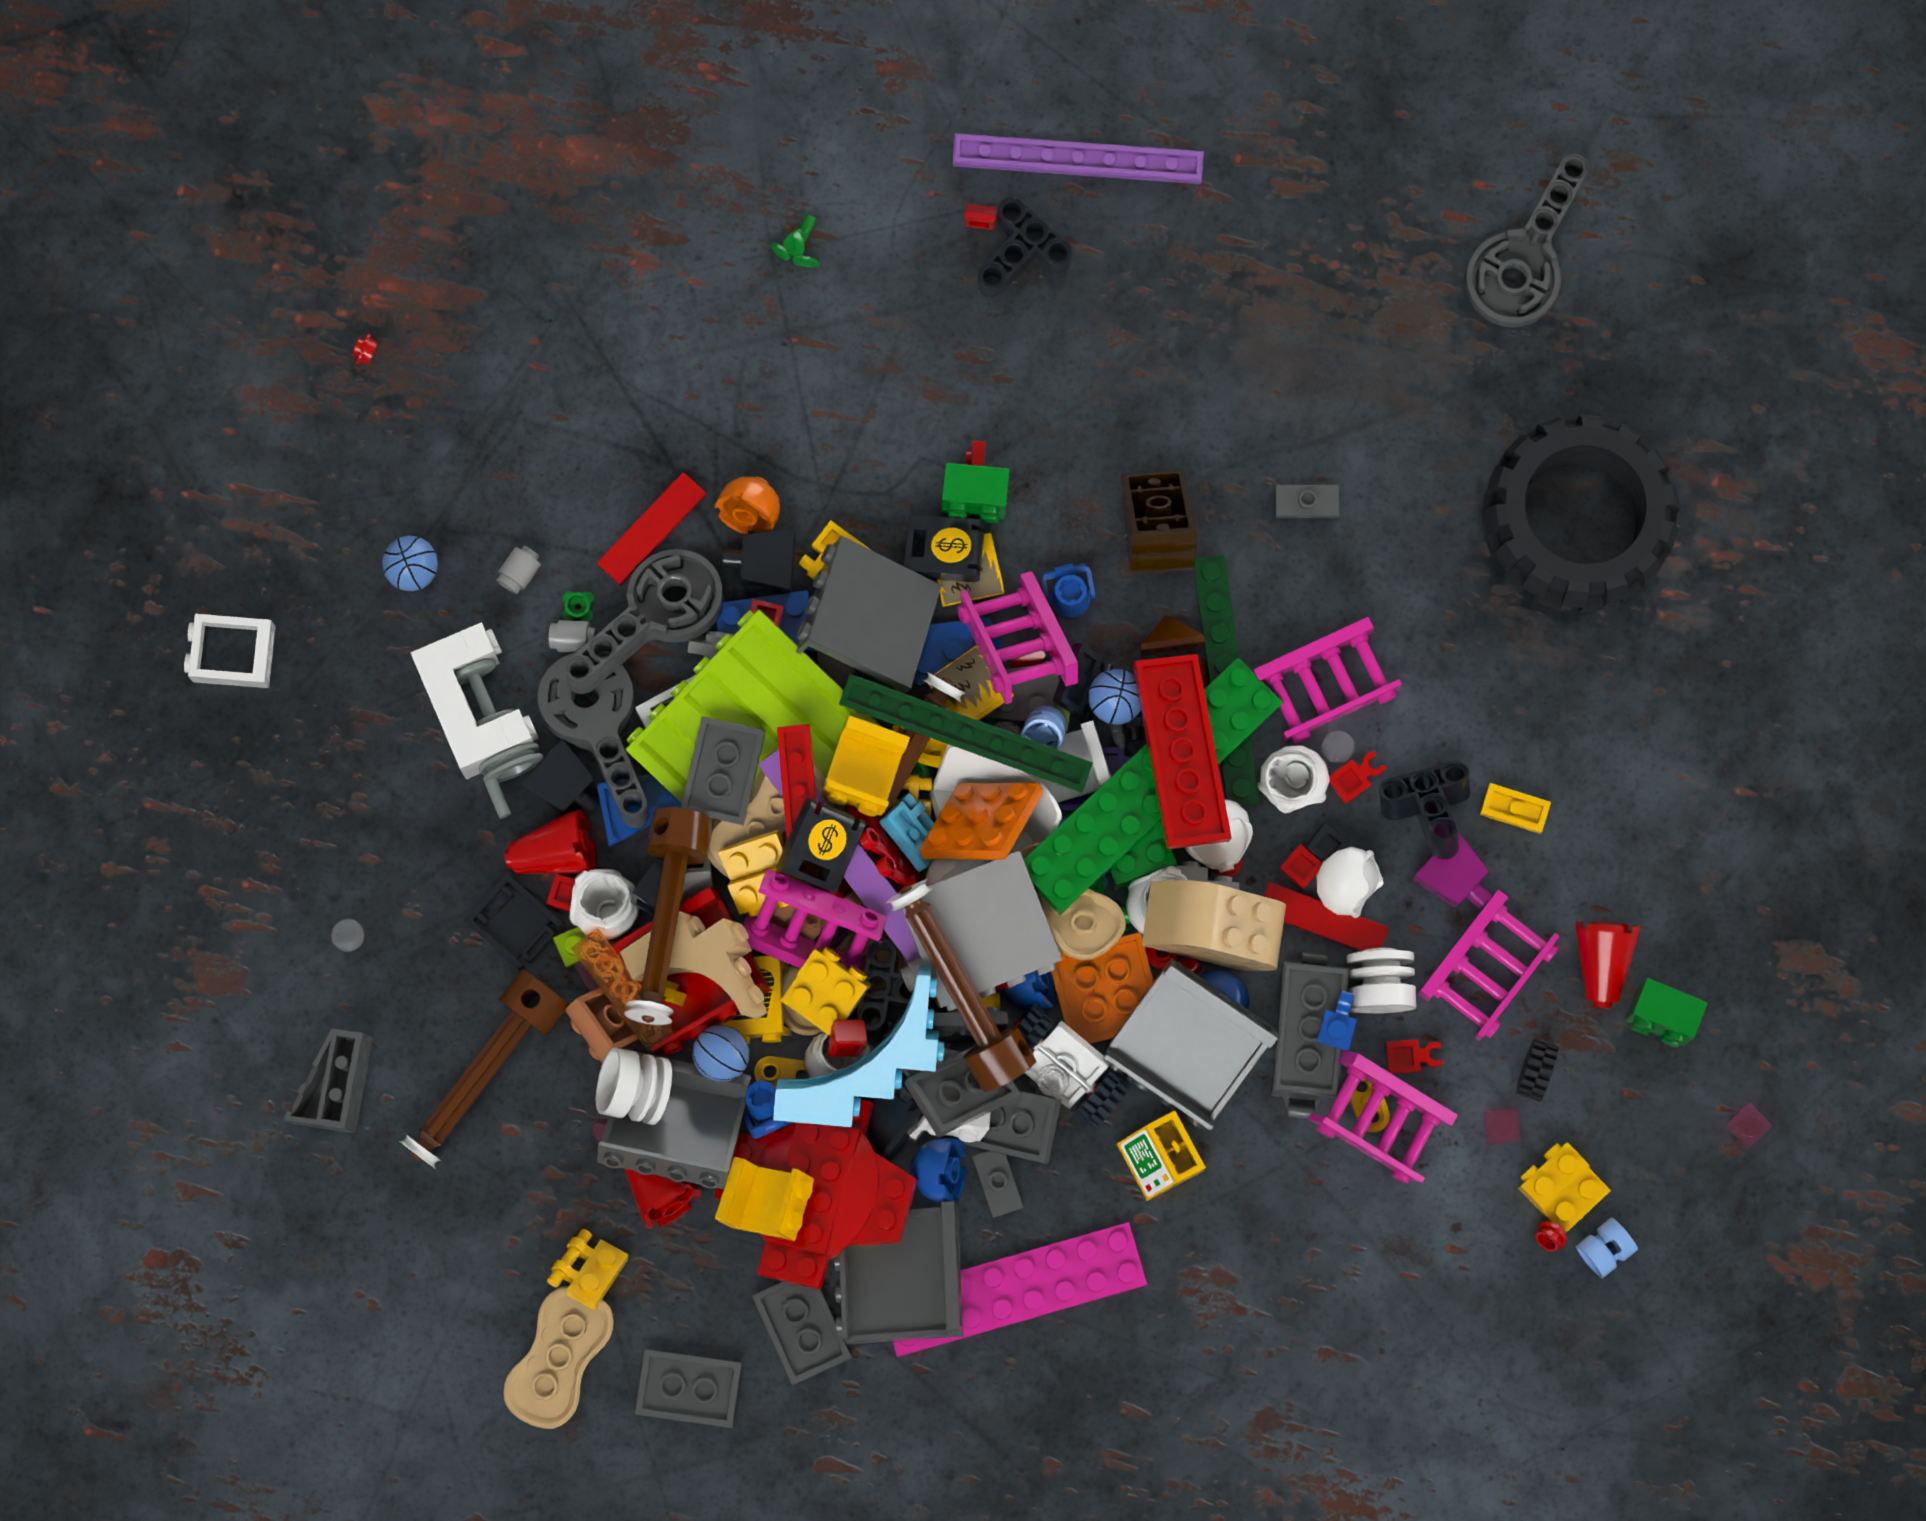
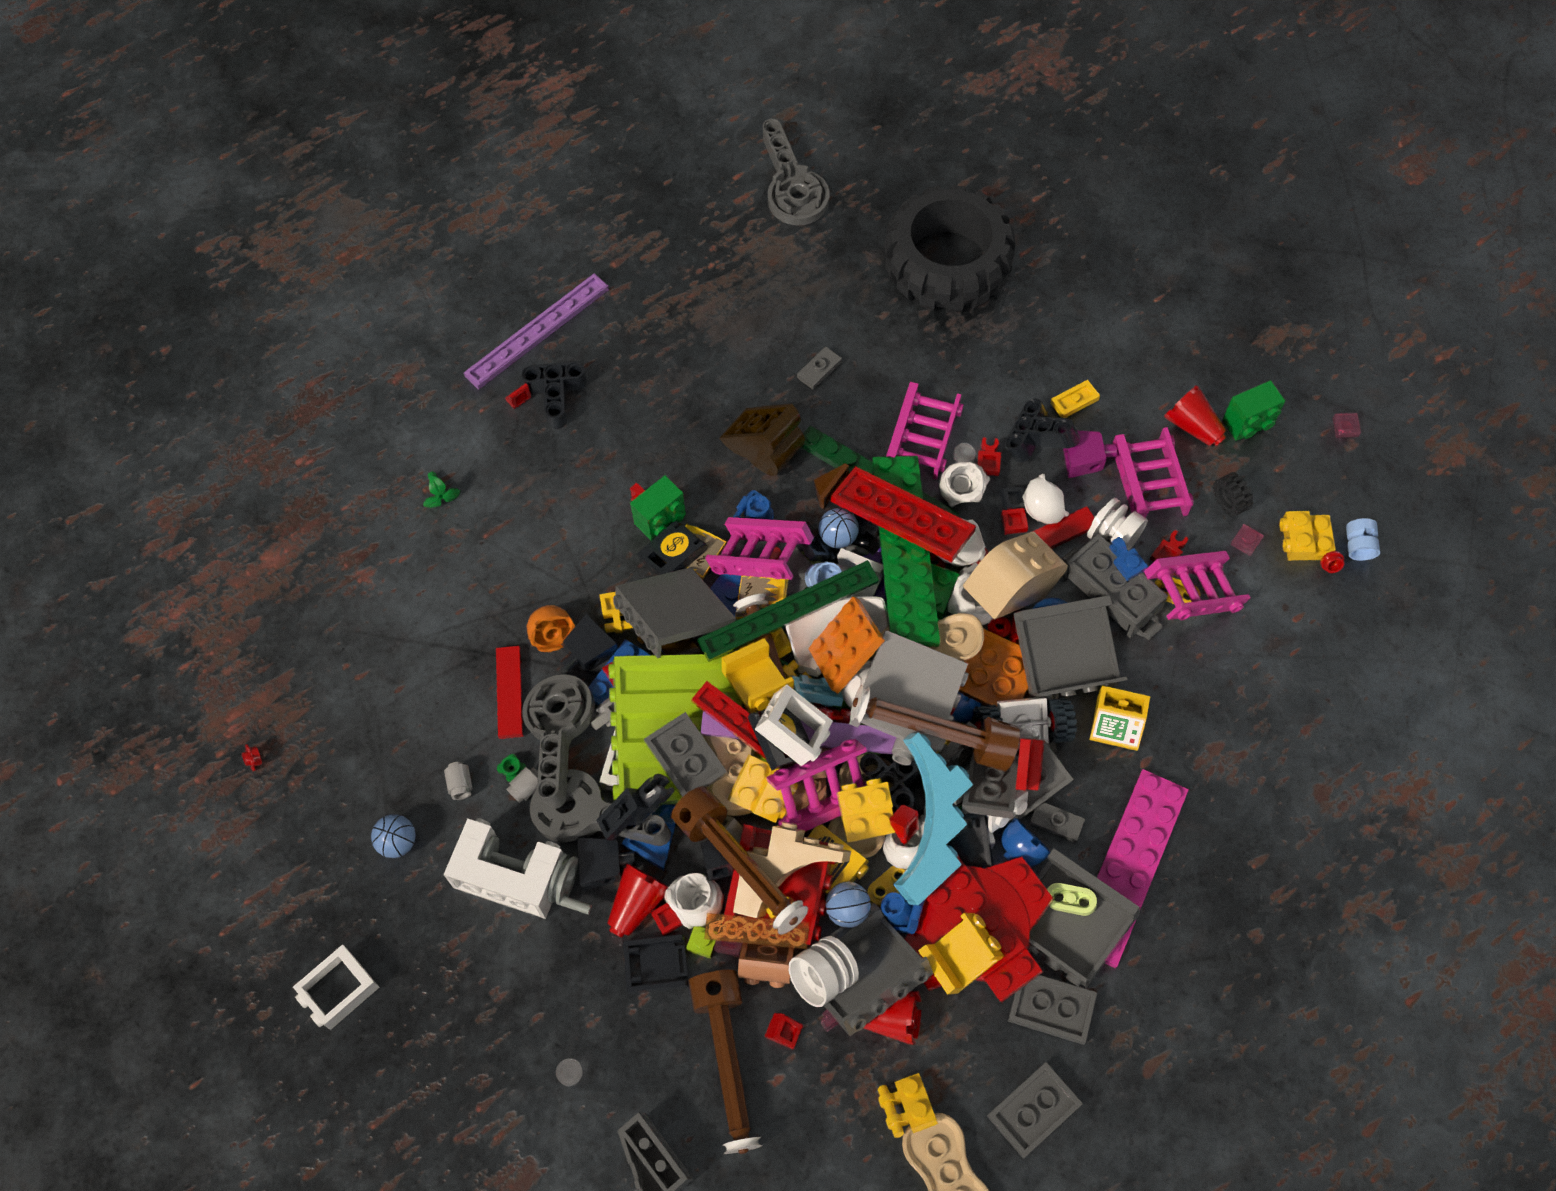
camera: 45 degrees left, 15 degrees down
(559, 1096) = (783, 1030): none -> red slope
(629, 769) = (634, 806): none -> black plate
(825, 820) = (784, 738): none -> white window
(919, 1260) = (1072, 898): none -> yellowish green plate
(1012, 1108) = (1030, 764): none -> red slope

